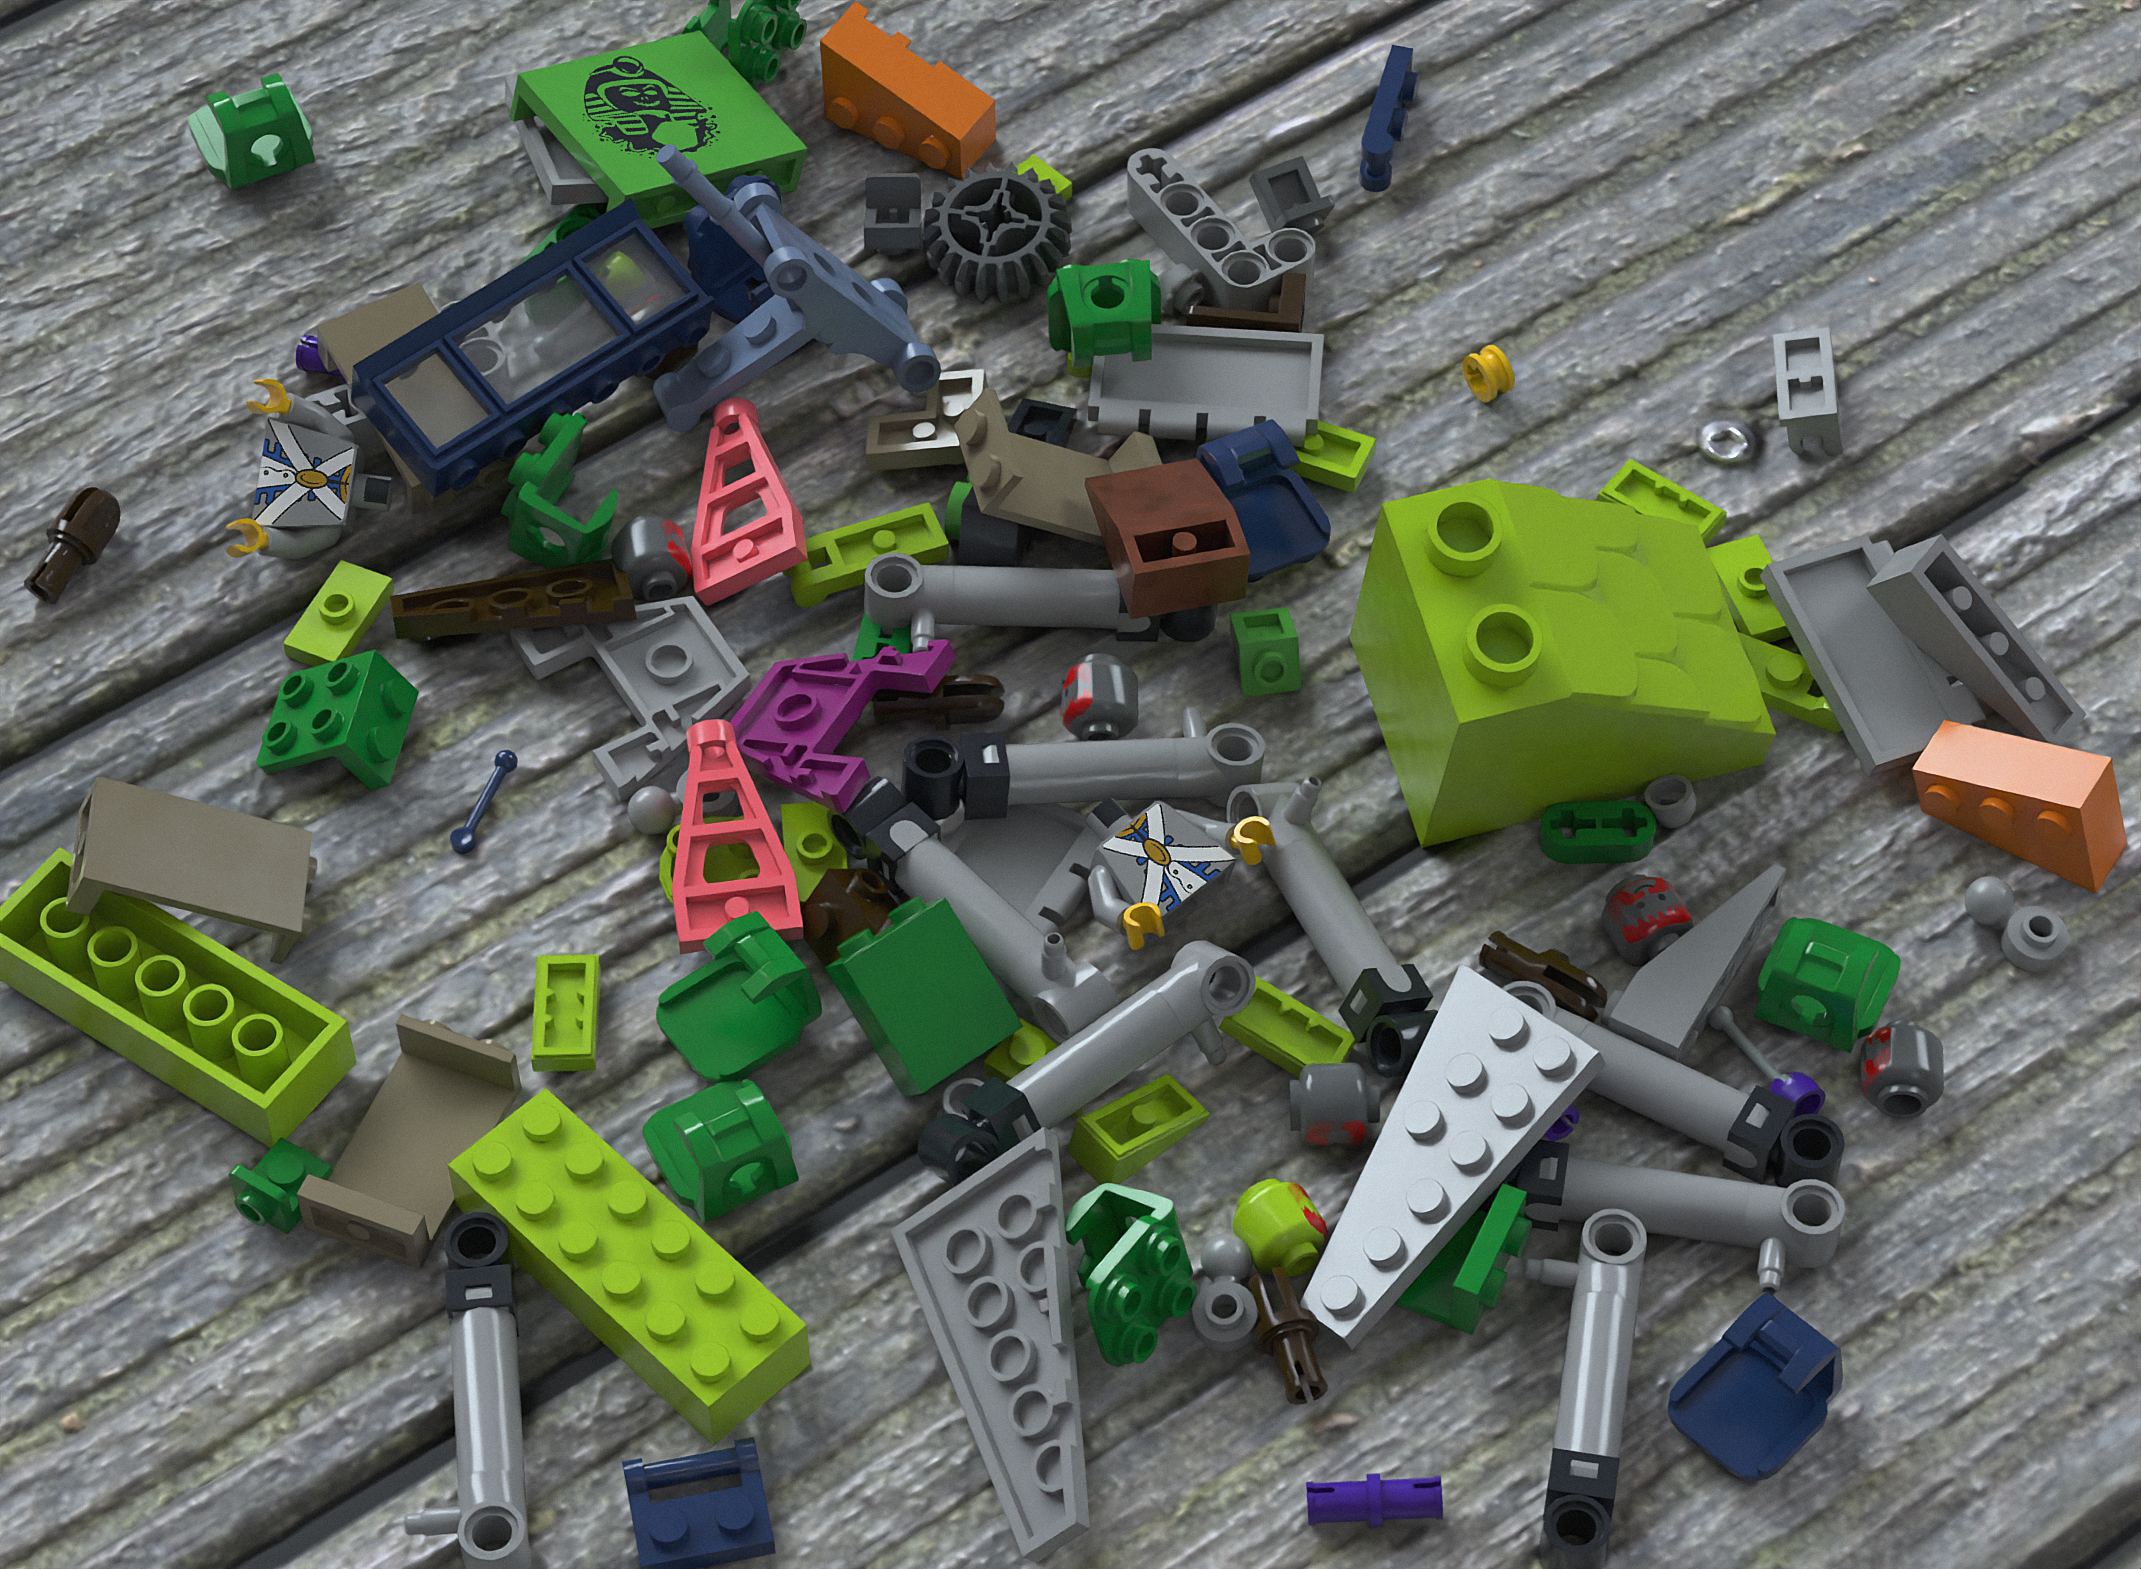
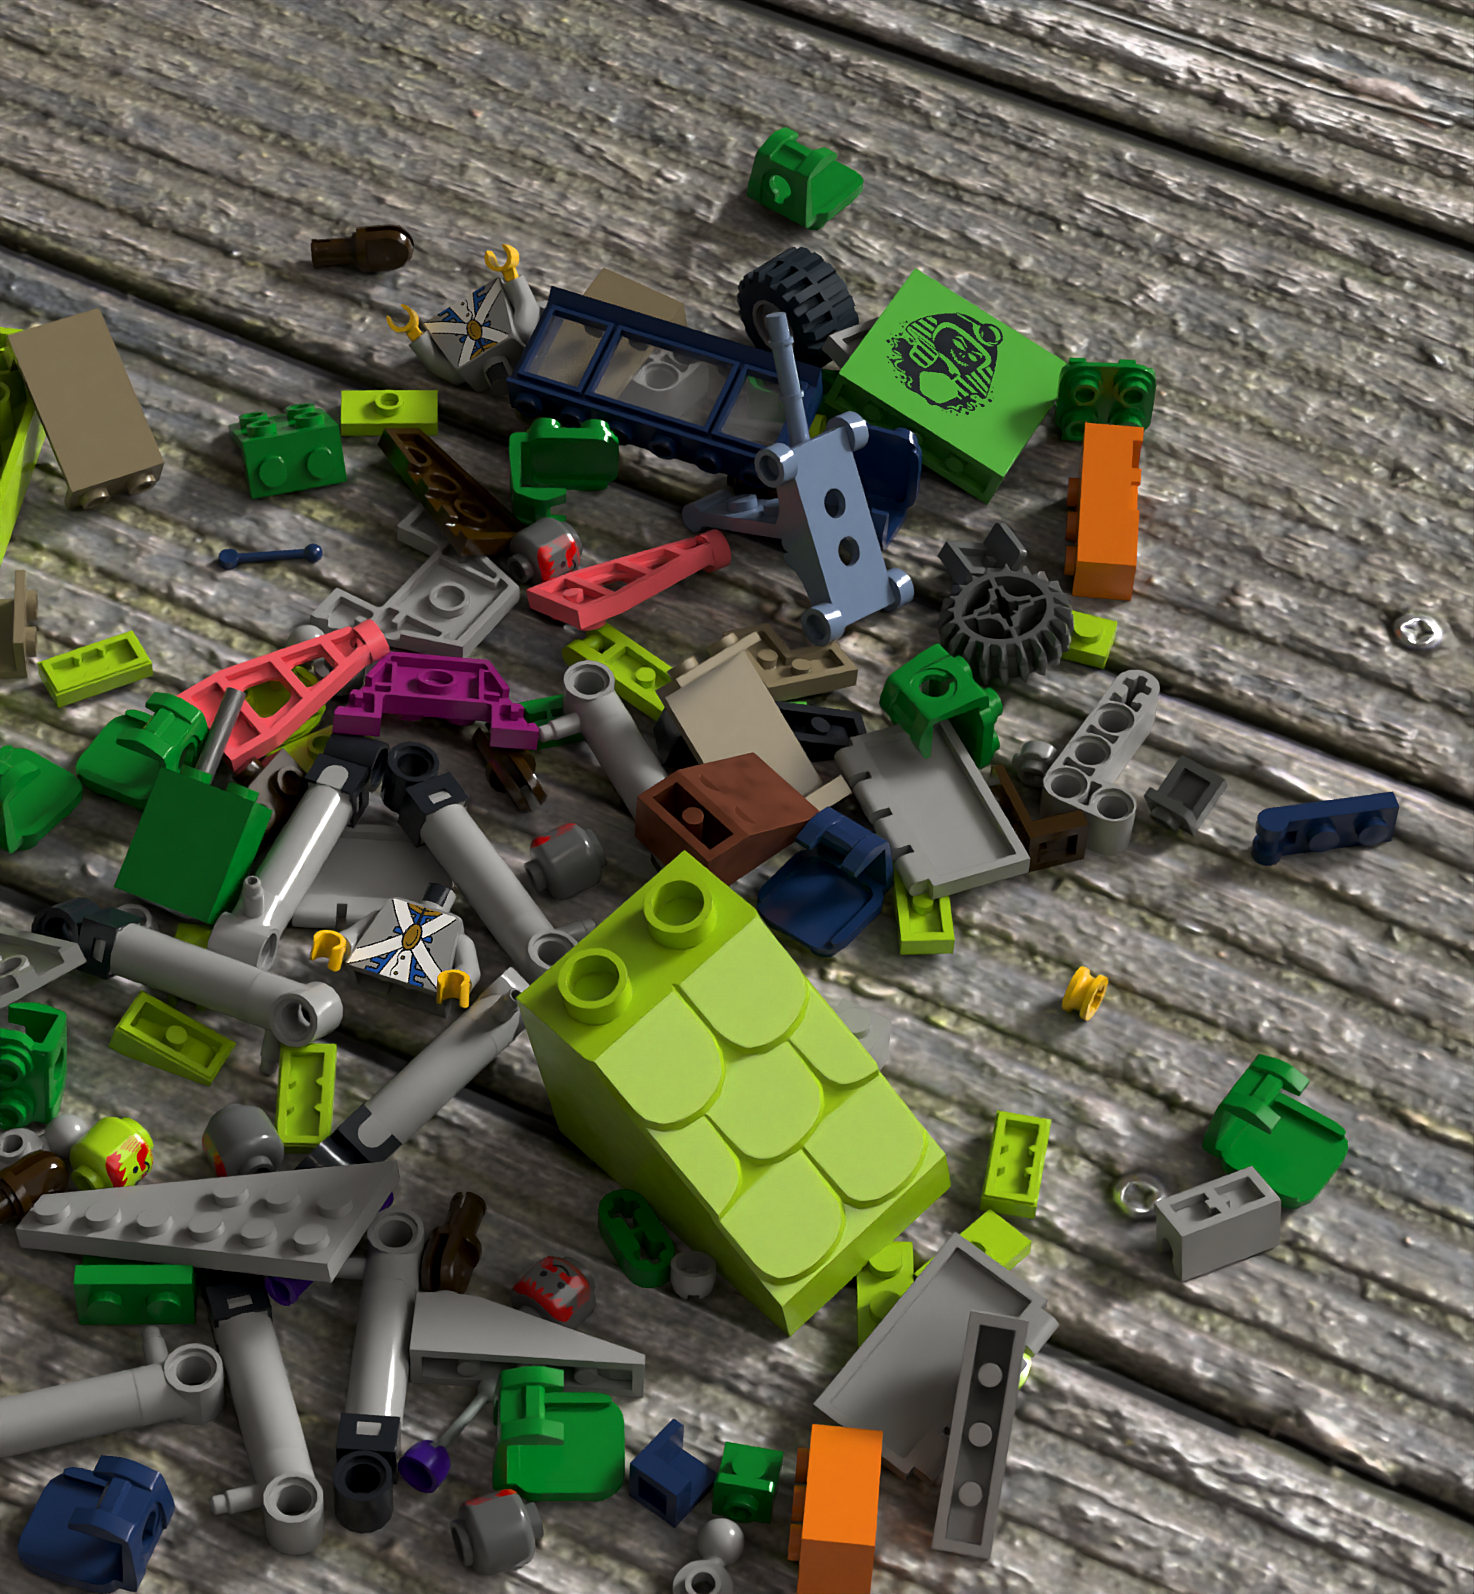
camera: 60 degrees right, 5 degrees down
(474, 205) = (807, 292): none -> black wheel
(759, 900) = (220, 731): none -> flat silver bar
(1732, 306) = (1276, 1134): none -> green piece
(1898, 913) = (668, 1477): none -> dark blue panel
(1927, 857) = (747, 1483): none -> green bracket

